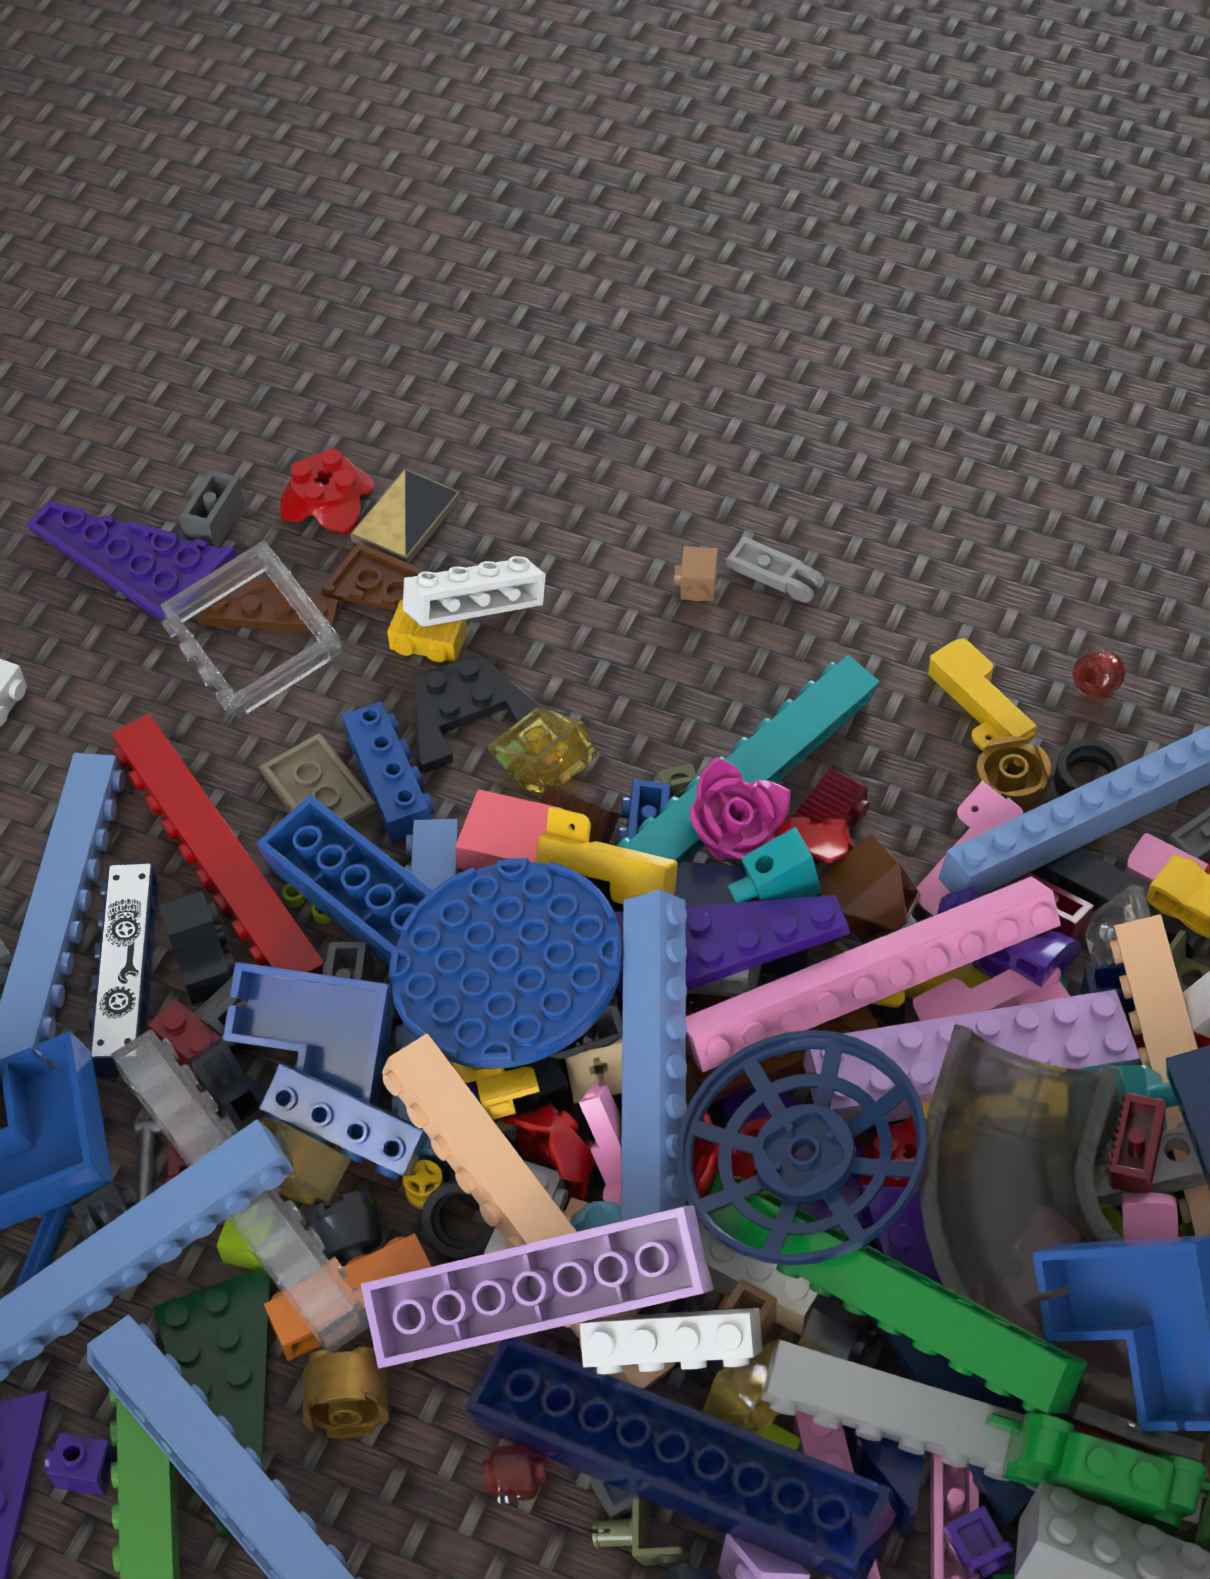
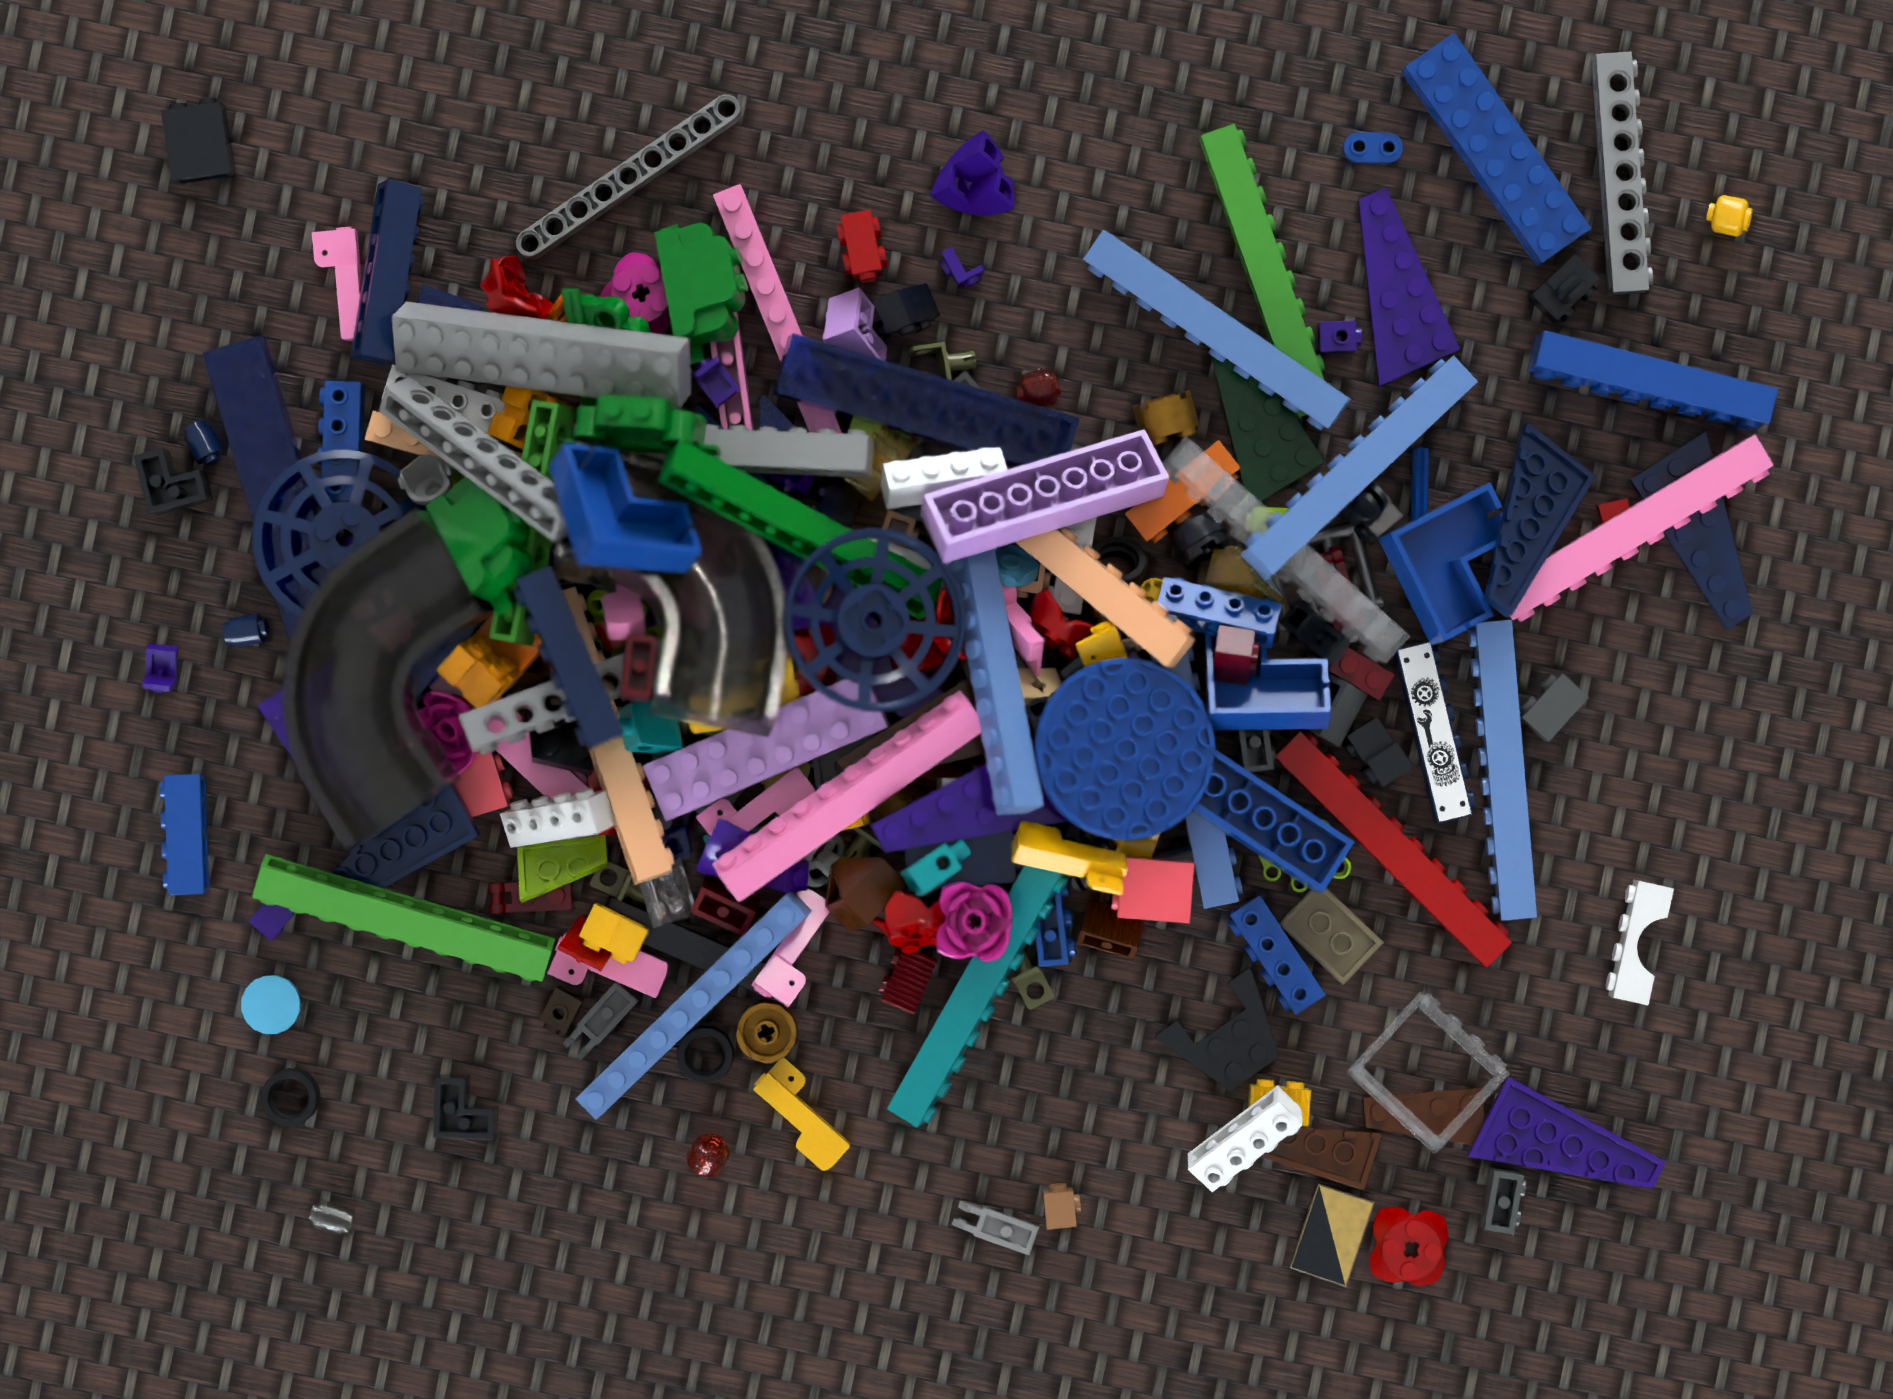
camera: 160 degrees right, 35 degrees up
(335, 1063) = (1235, 655): none -> dark red brick
(544, 749) = (1152, 995): clear yellow slope -> none

